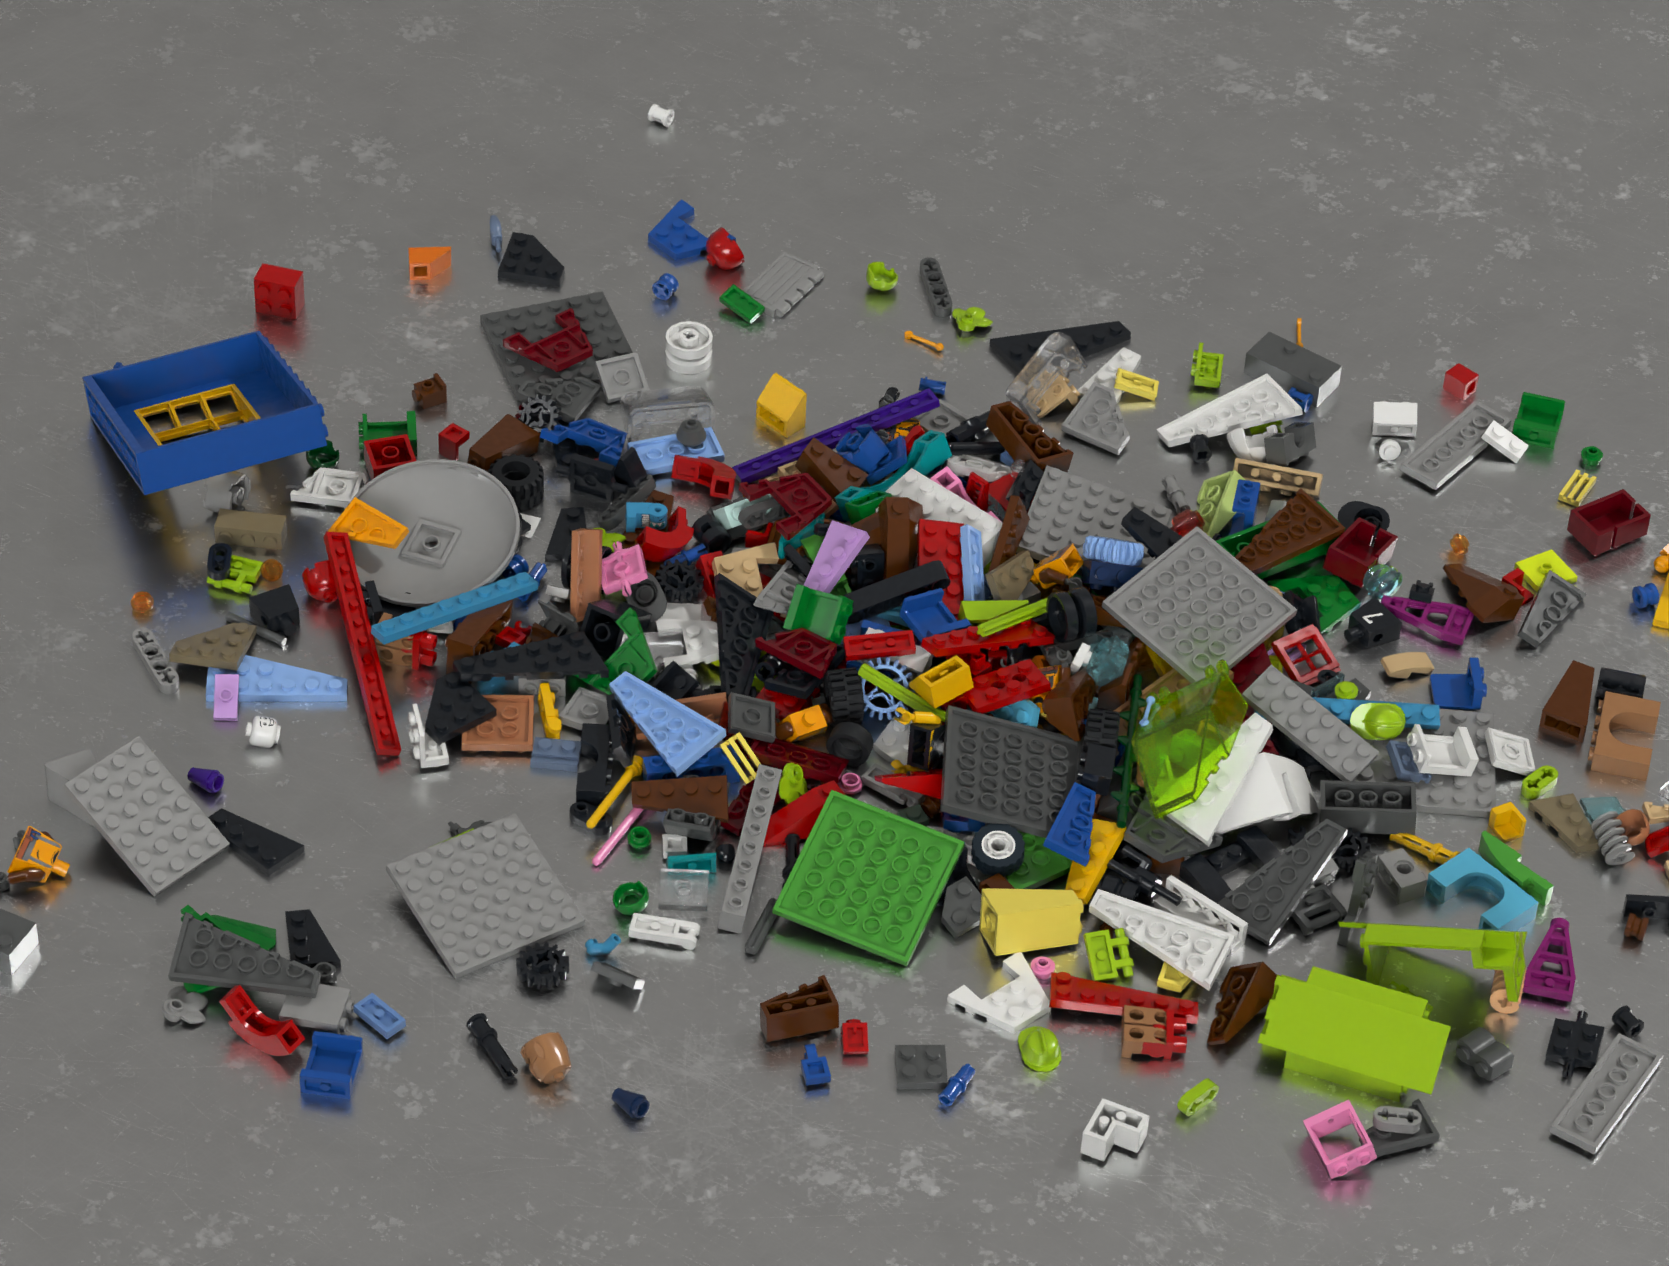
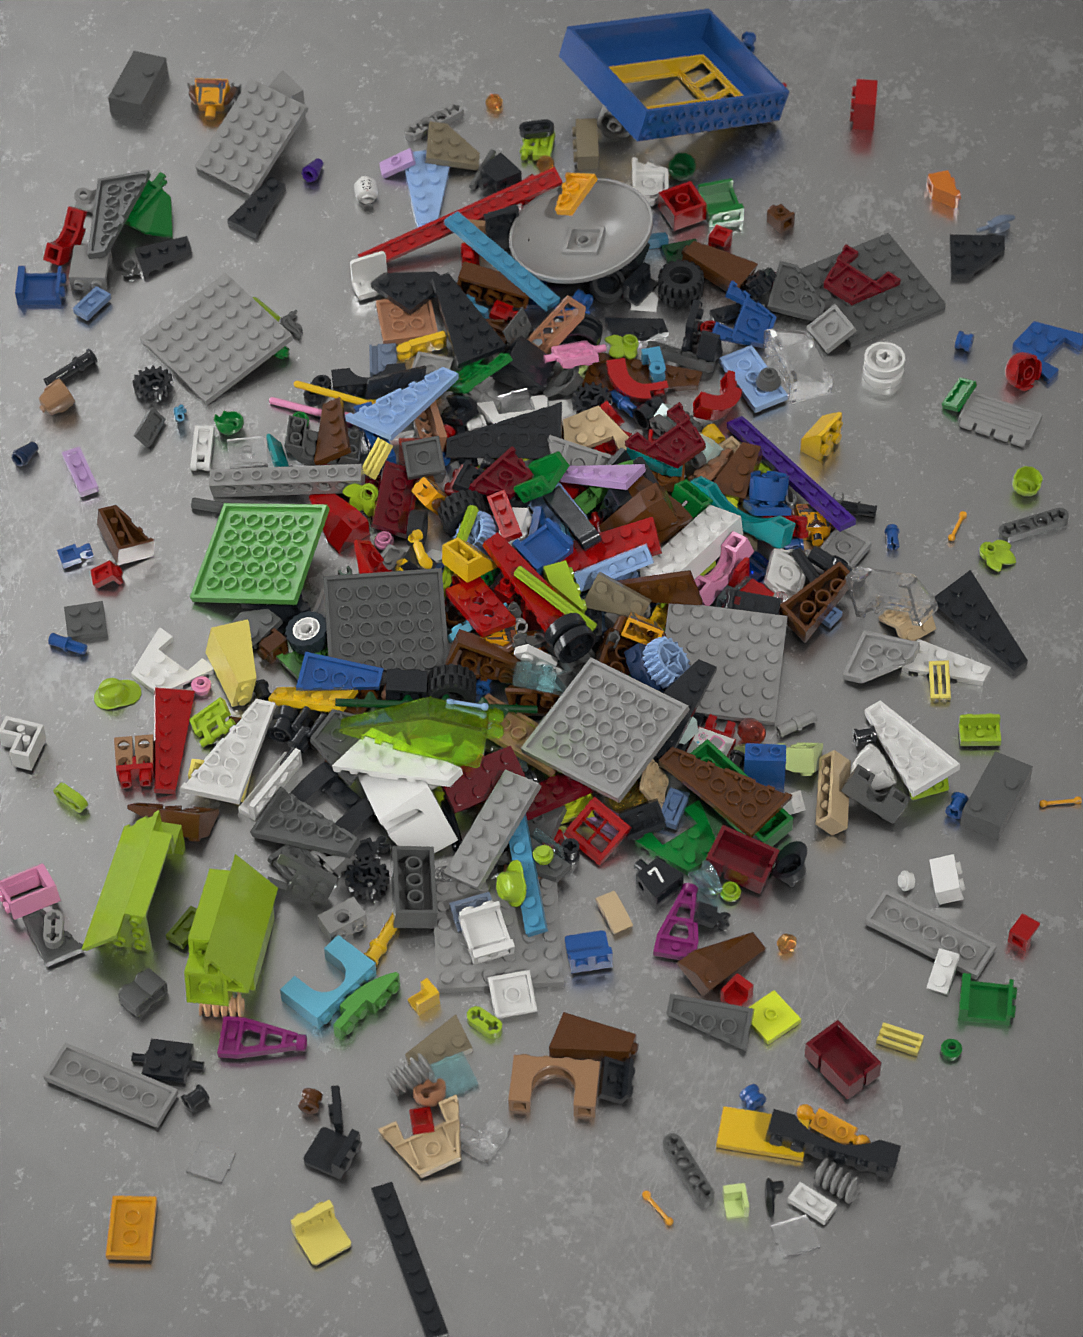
camera: 85 degrees right, 10 degrees up
(675, 1050) = (80, 471): none -> lavender plate

